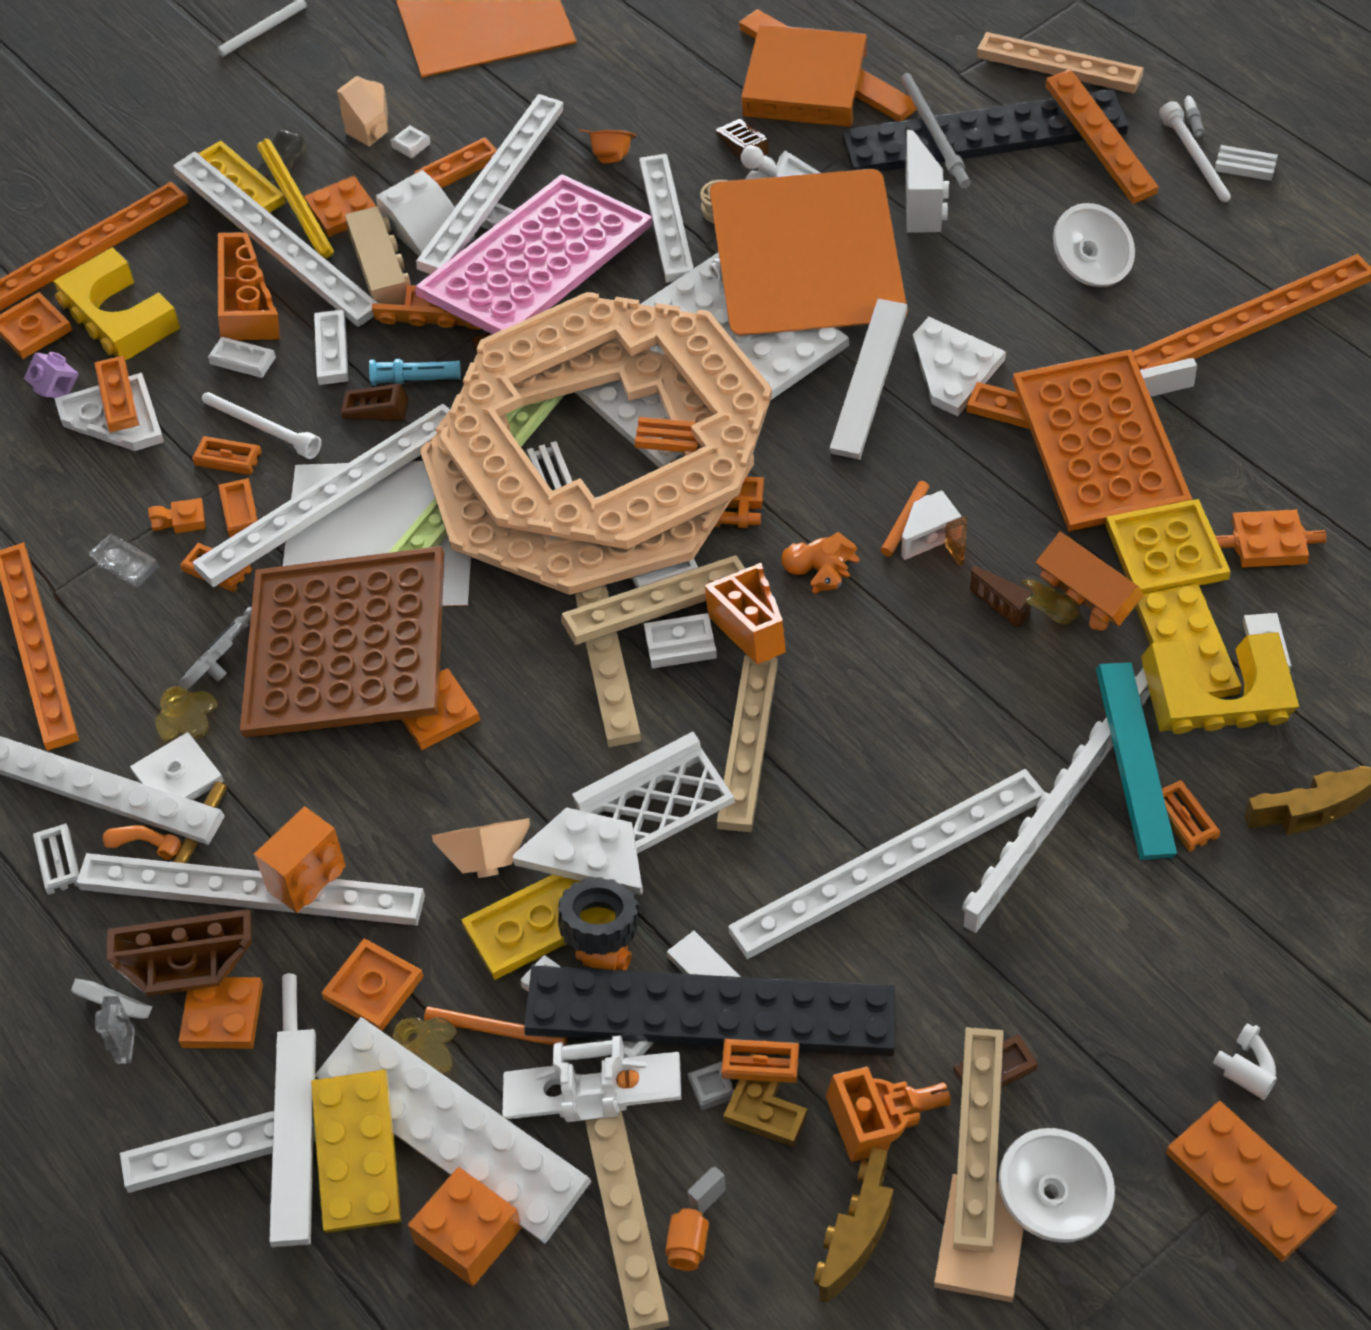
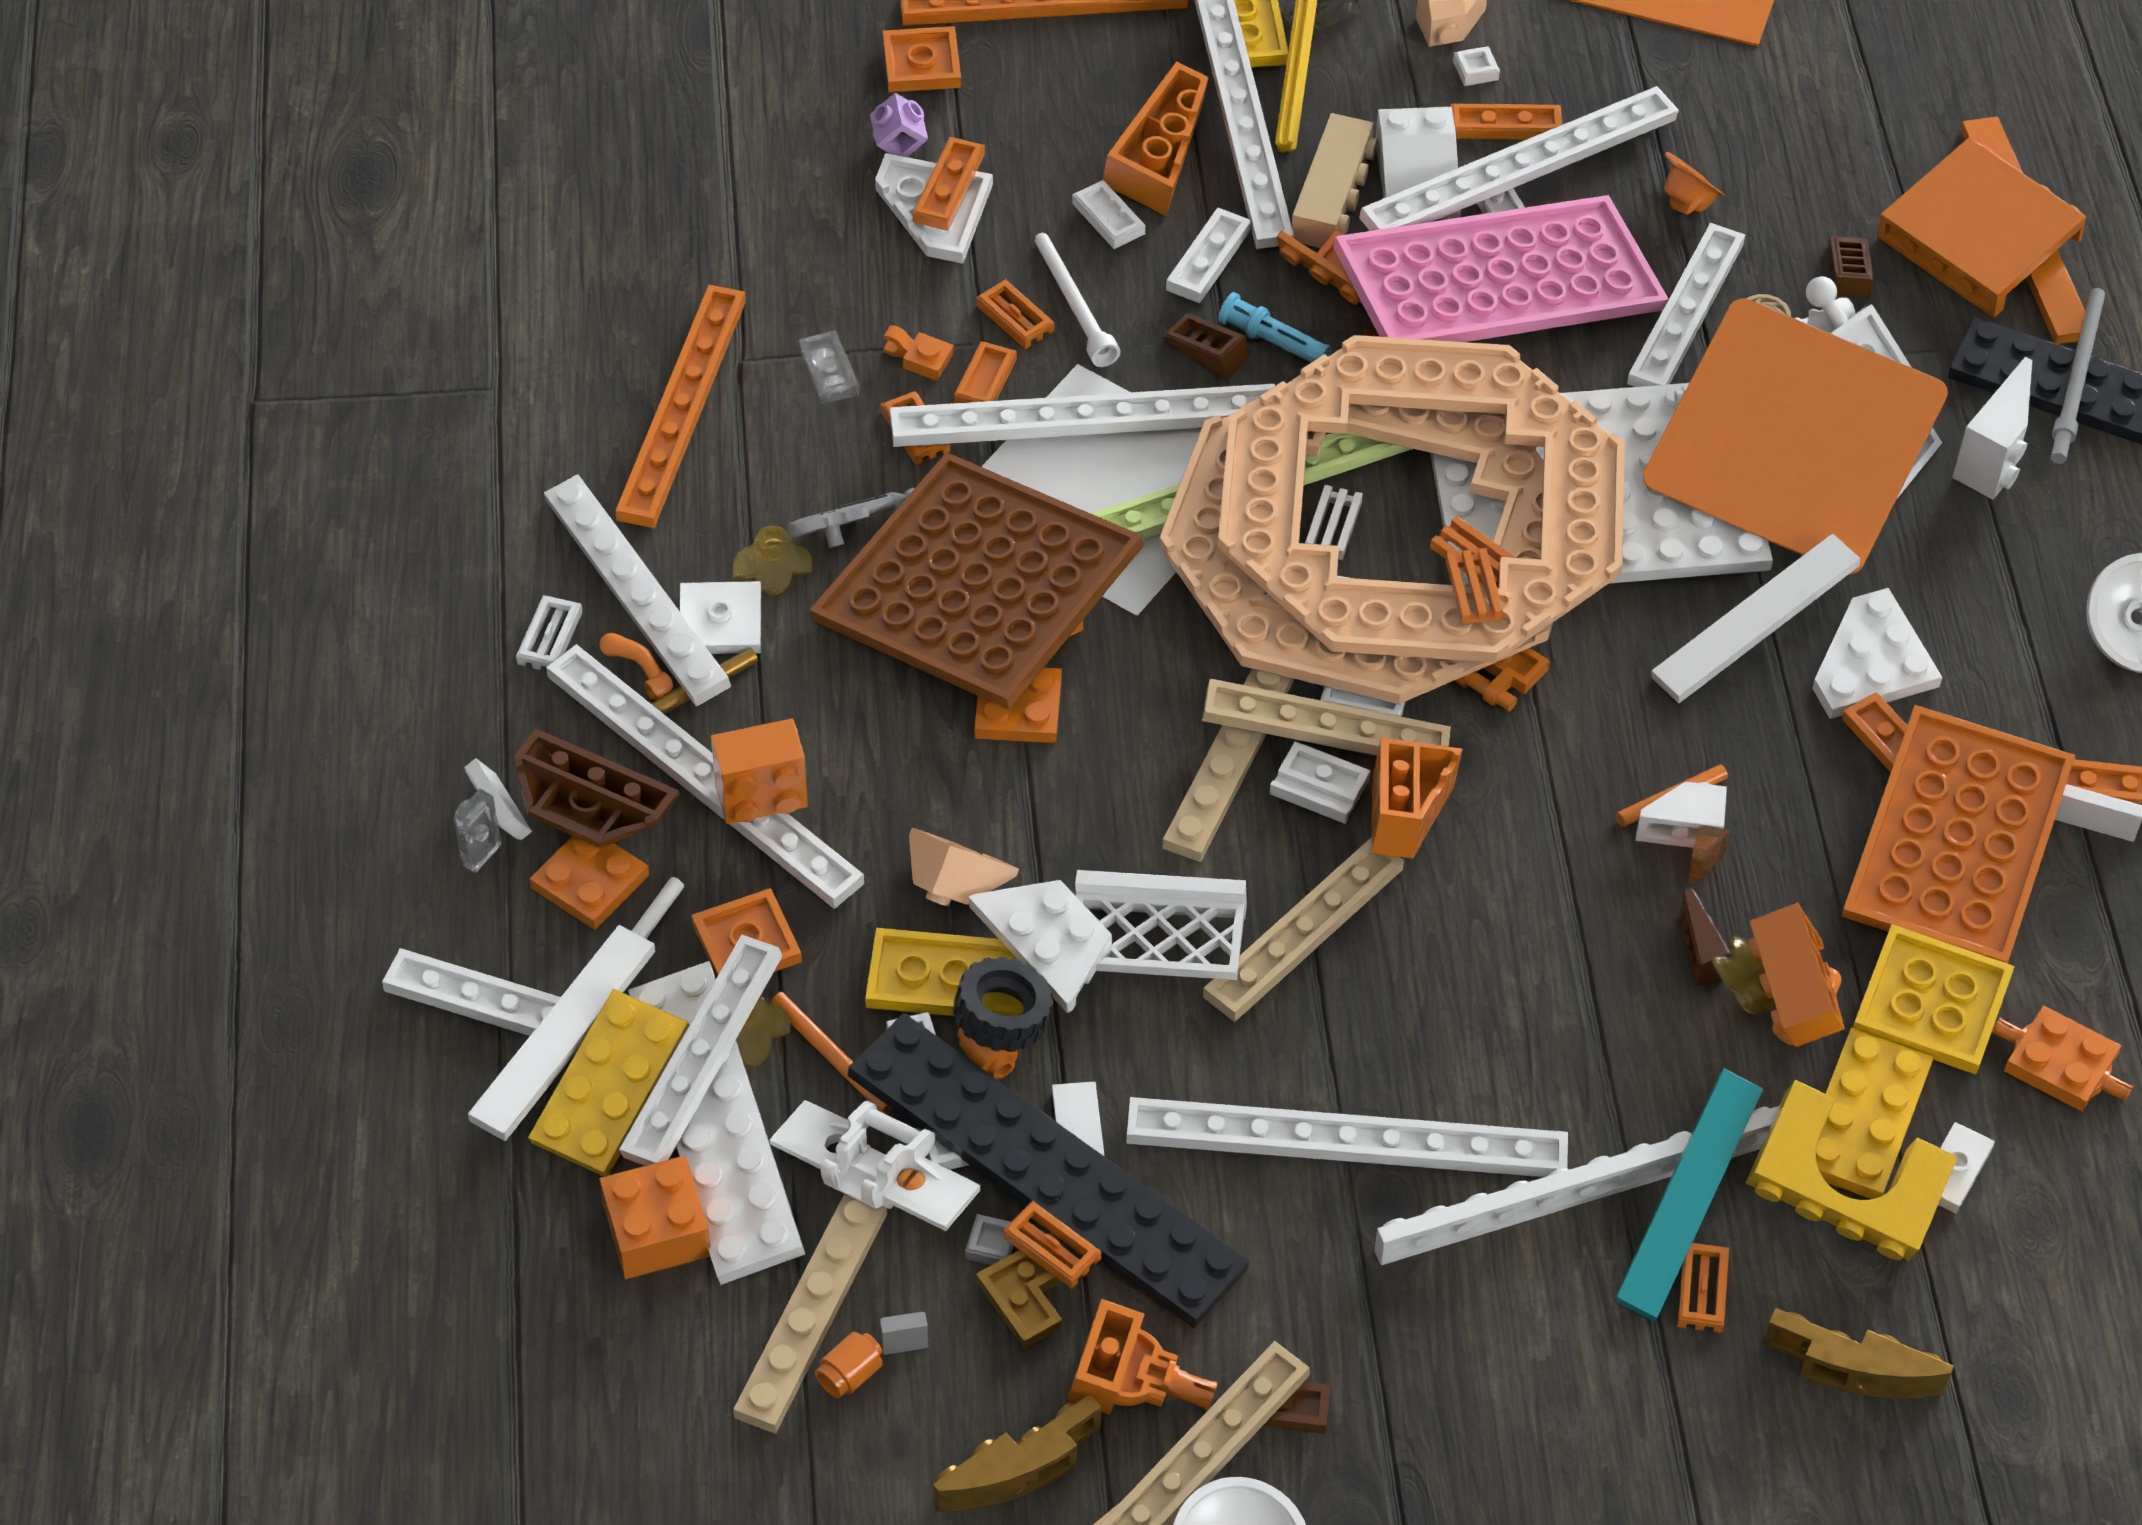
camera: 30 degrees right, 0 degrees up
(119, 332) = (1009, 118): yellow arch -> none
(335, 201) = (1342, 93): orange plate -> none
(411, 1086) = (701, 1052): none -> white plate
(695, 449) = (1469, 562): none -> orange tile
(824, 555) = (1546, 785): orange animal -> none

